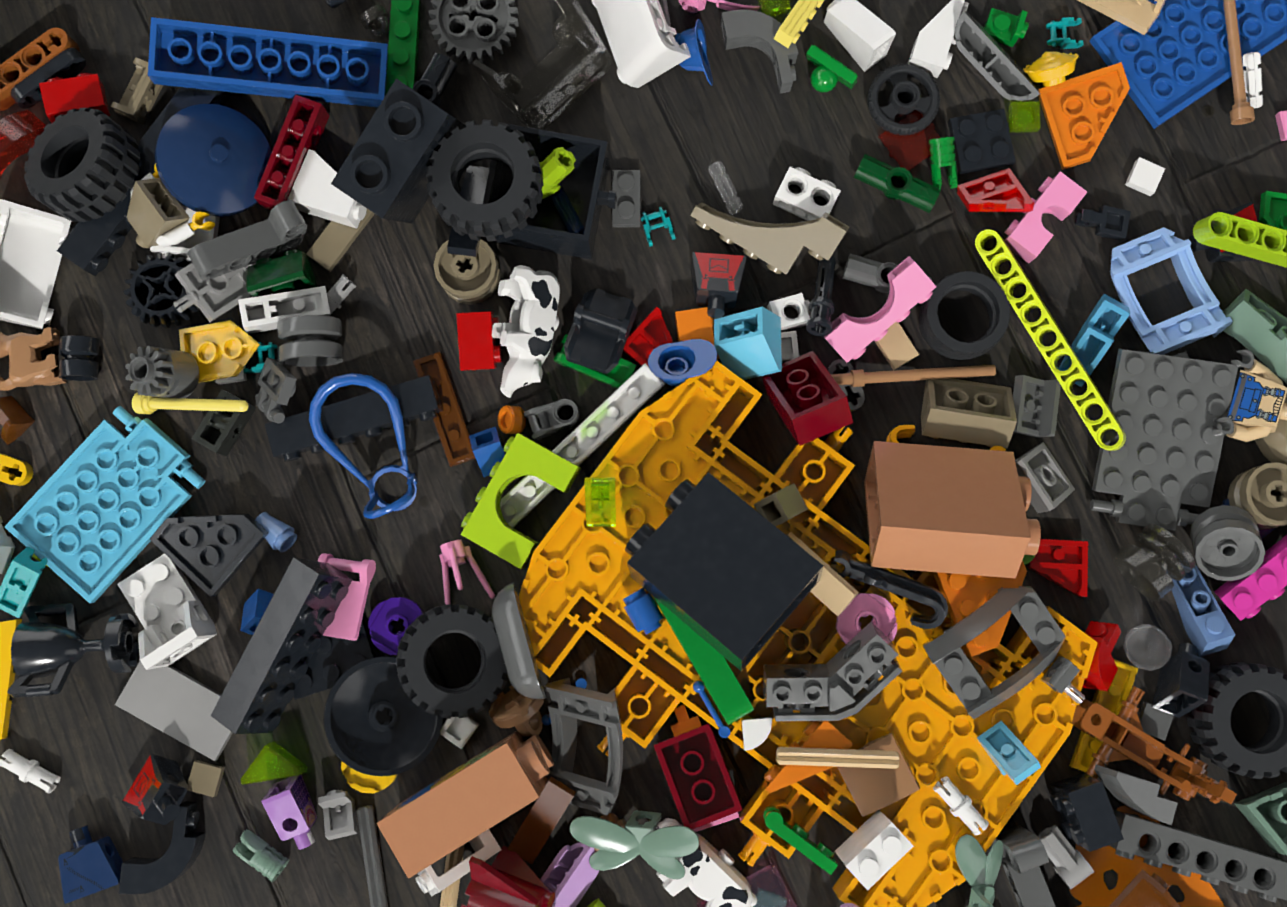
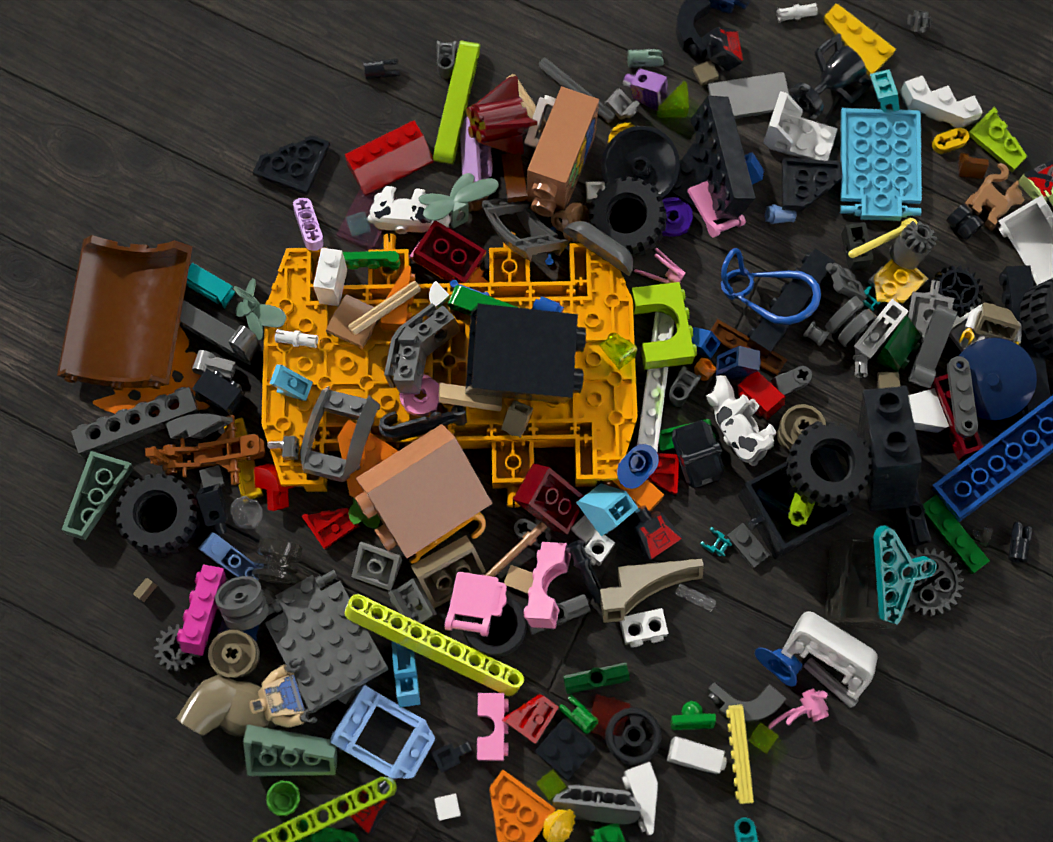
camera: 140 degrees right, 10 degrees down
(268, 162) = (962, 397): none -> dark grey plate
(357, 360) = (816, 334): none -> dark grey bush
(435, 331) = (789, 383): none -> dark grey piece
(474, 390) = (738, 362): none -> dark blue brick
(507, 34) = (898, 584): none -> teal beam
(968, 351) = (478, 598): none -> bright pink piece

